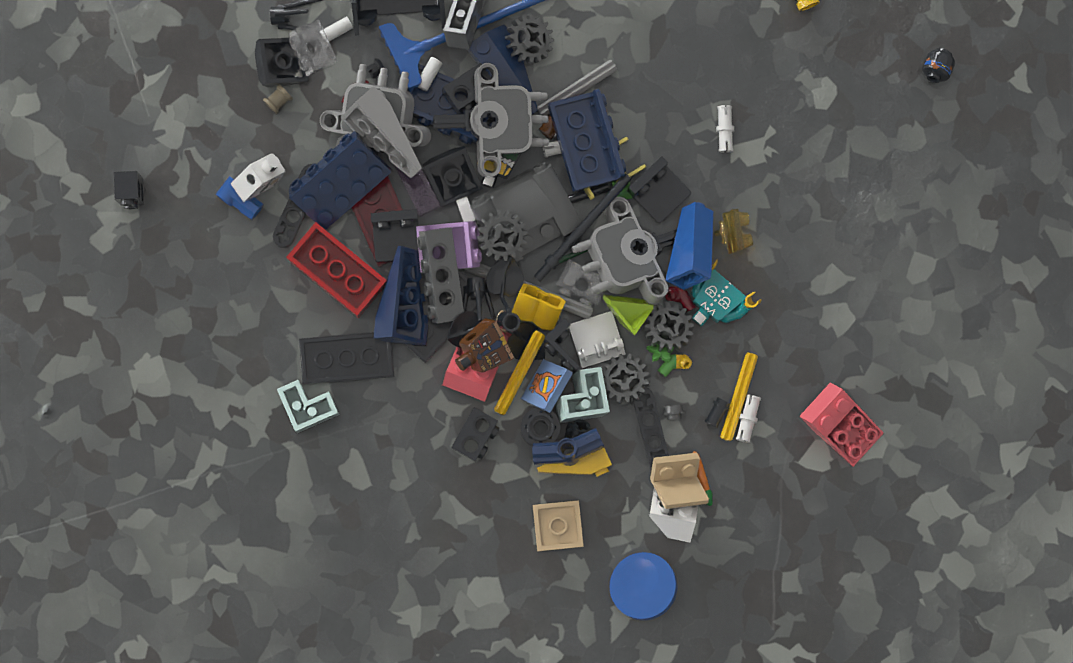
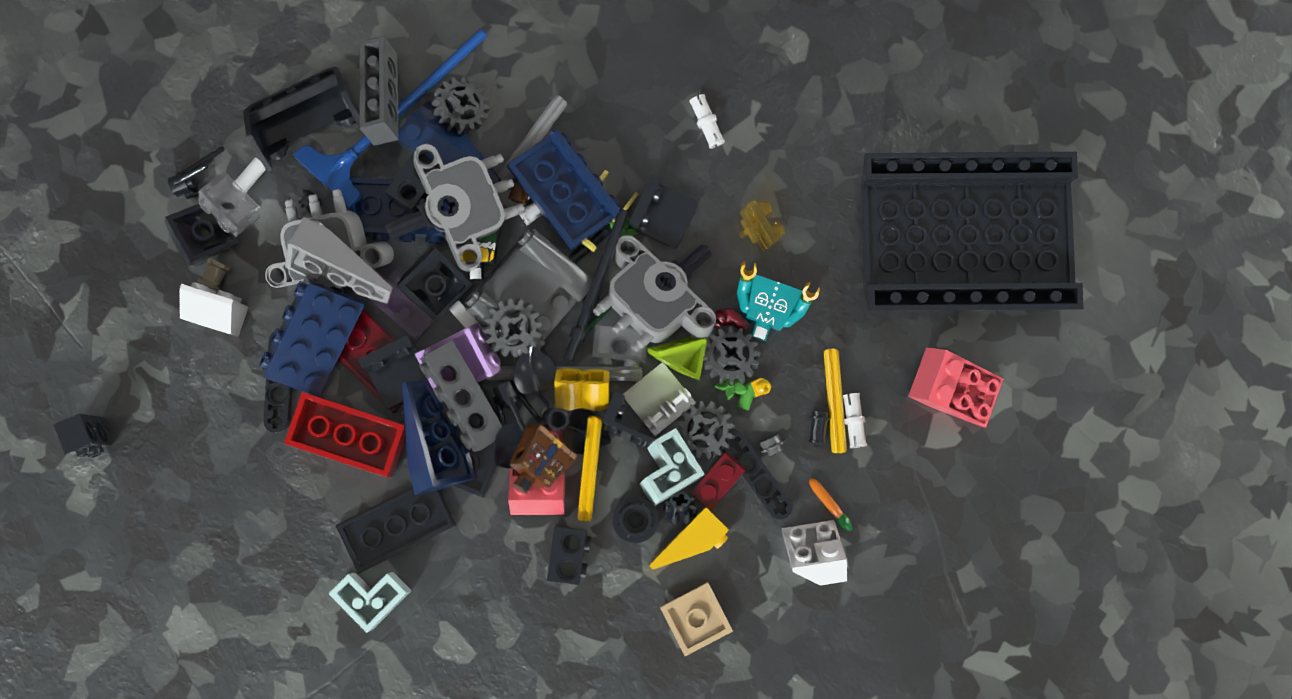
camera: 20 degrees left, 0 degrees up
(228, 194) = (207, 396): blue piece -> none
(266, 173) = (227, 361): white torso -> none
(267, 128) = (218, 312): none -> white slope
(429, 73) = (366, 183): white axle -> none
(546, 385) = (624, 471): medium blue tile -> none
(553, 452) = (660, 543): dark blue piece -> none
(619, 423) = (718, 481): none -> dark red plate
(643, 586) = (815, 649): blue piece -> none
(677, 480) = (808, 521): tan bracket -> none
(692, 247) = (723, 260): blue slope -> none
(902, 302) = (969, 231): none -> black slope

